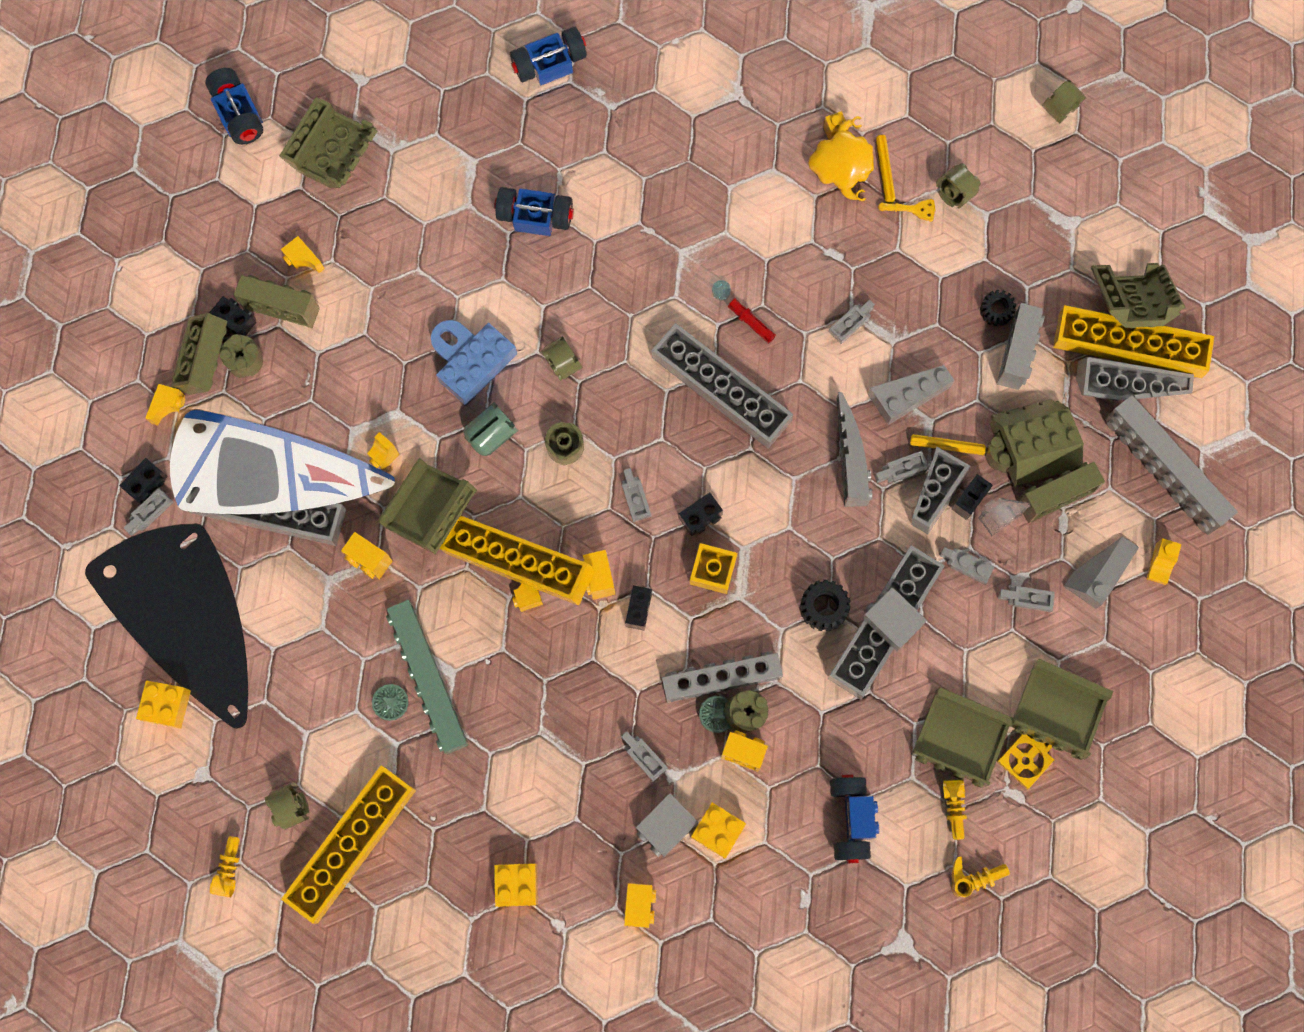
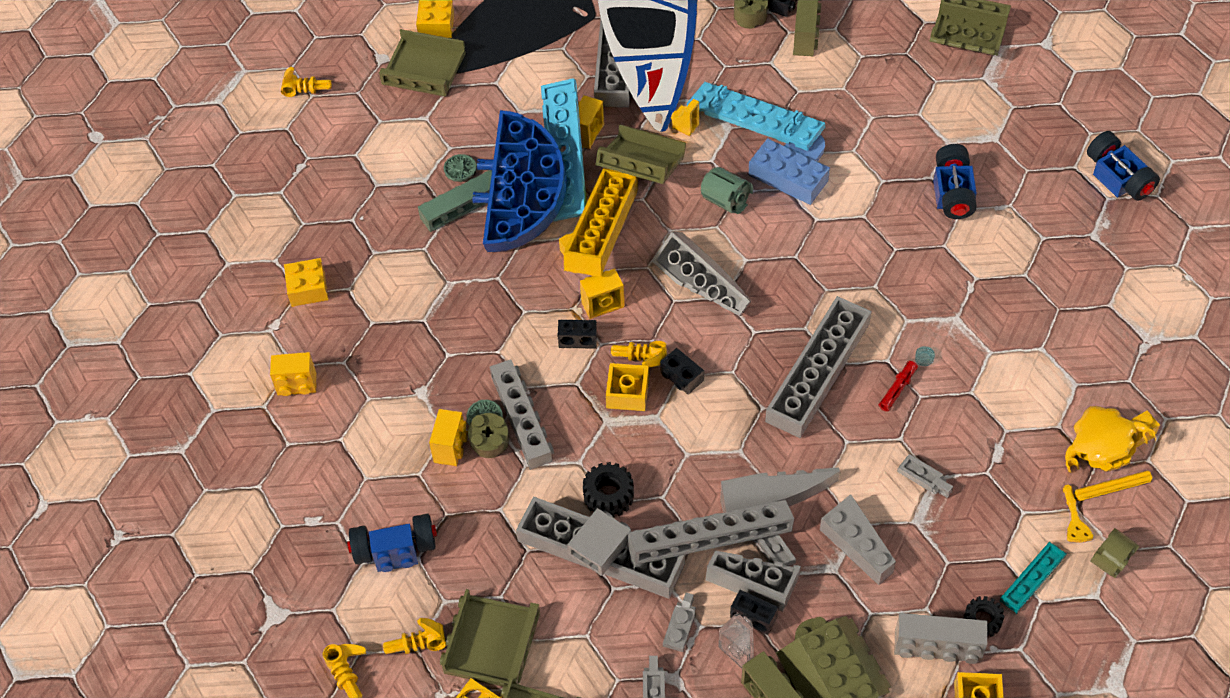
camera: 80 degrees right, 20 degrees down
(227, 726) = (424, 63): none -> olive panel
(287, 806) = (358, 110): olive brick -> none
(300, 255) = (858, 30): yellow arch -> none
(348, 845) = (331, 158): yellow brick -> none
(382, 396) = (758, 115): none -> medium azure piece
(388, 581) = (563, 124): none -> medium azure piece
(447, 630) = (524, 185): none -> blue brick
(561, 358) = (811, 231): olive brick -> none
(563, 453) = (727, 248): olive brick -> none
(583, 477) = (699, 272): none -> light grey wedge
(635, 497) = (688, 315): light grey hinge -> none
(644, 756) = (435, 362): light grey hinge -> none
(666, 826) = (371, 389): light grey brick -> none
(674, 543) = (651, 355): none -> yellow piece
(718, 830) = (370, 431): yellow brick -> none
(887, 453) = (709, 532): none -> light grey brick
(947, 444) = (810, 583): yellow axle -> none
(963, 258) = (1032, 577): none -> teal tile

